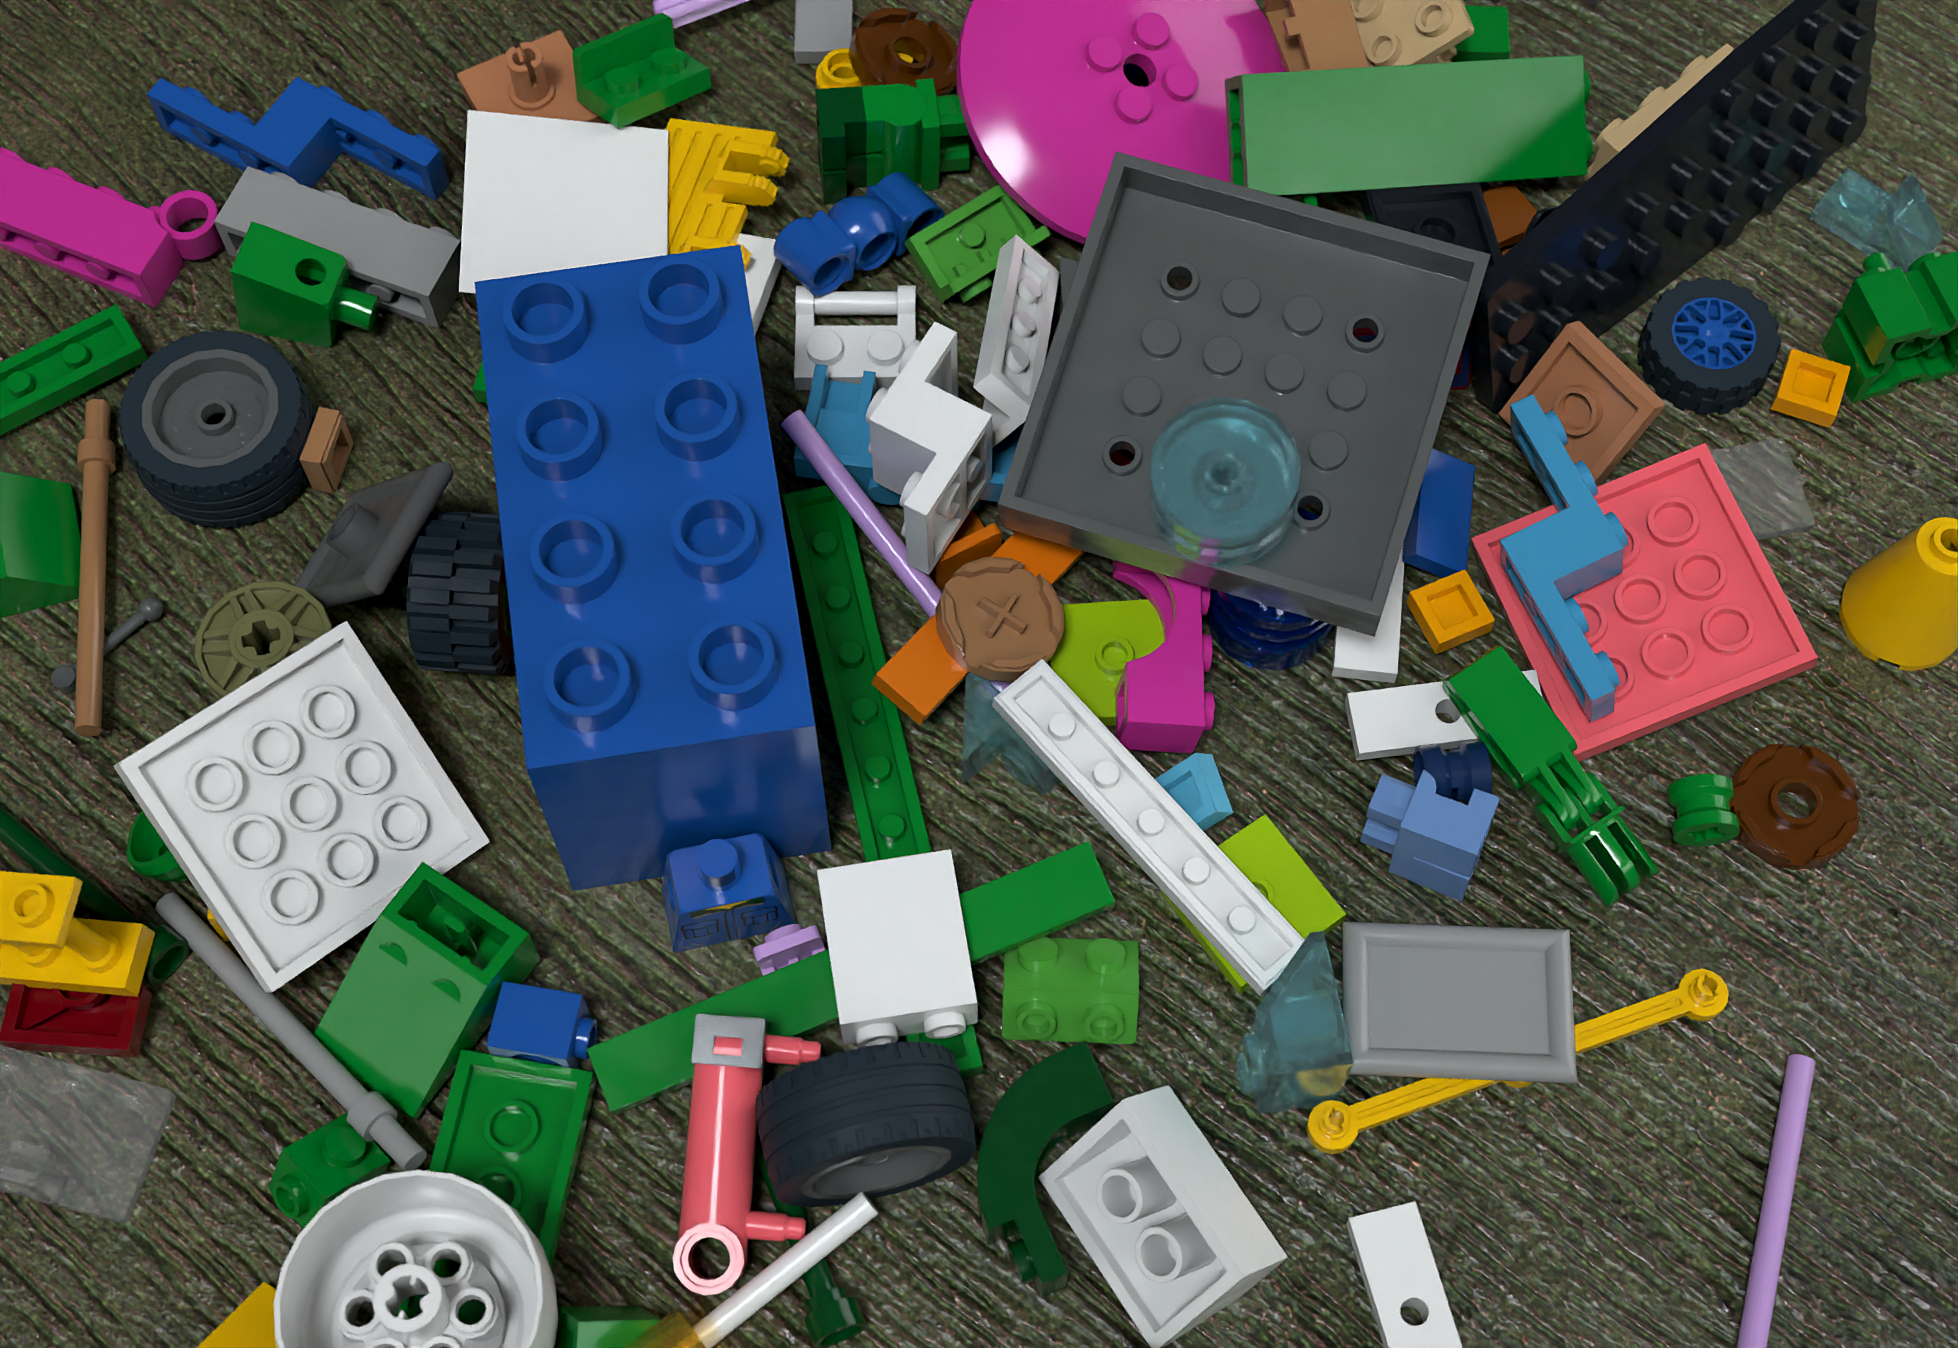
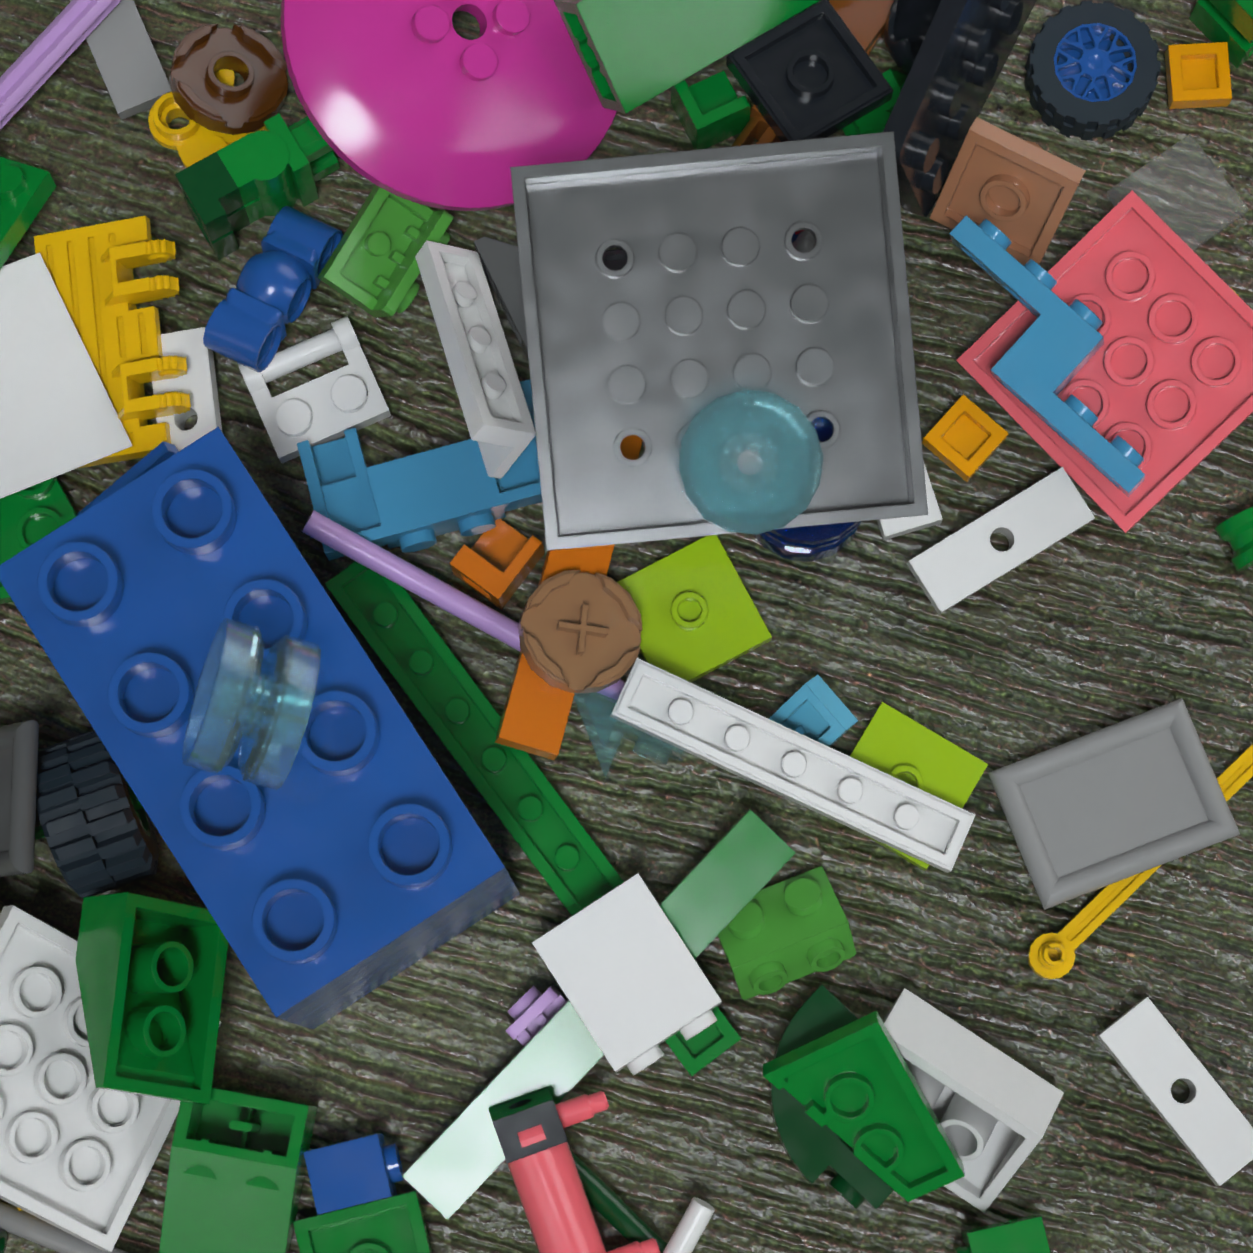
camera: 20 degrees left, 15 degrees up
(432, 758) = (151, 994): none -> green slope
(643, 454) = (251, 704): none -> clear light blue wheel
(725, 892) = (453, 983): blue torso -> none
(864, 1123) = (674, 1146): black wheel -> none
(930, 446) = (451, 505): white bracket -> none
(1085, 1169) = (873, 1103): none -> green wing
(1163, 694) = (755, 638): dark pink arch -> none
(1297, 1036) = (994, 899): clear light blue slope -> none
(1428, 834) = (1034, 670): medium blue hips -> none
(1441, 517) = (934, 363): blue tile -> none
(1456, 770) = (1033, 593): dark blue wheel -> none
(1536, 754) = (1089, 544): green arm -> none

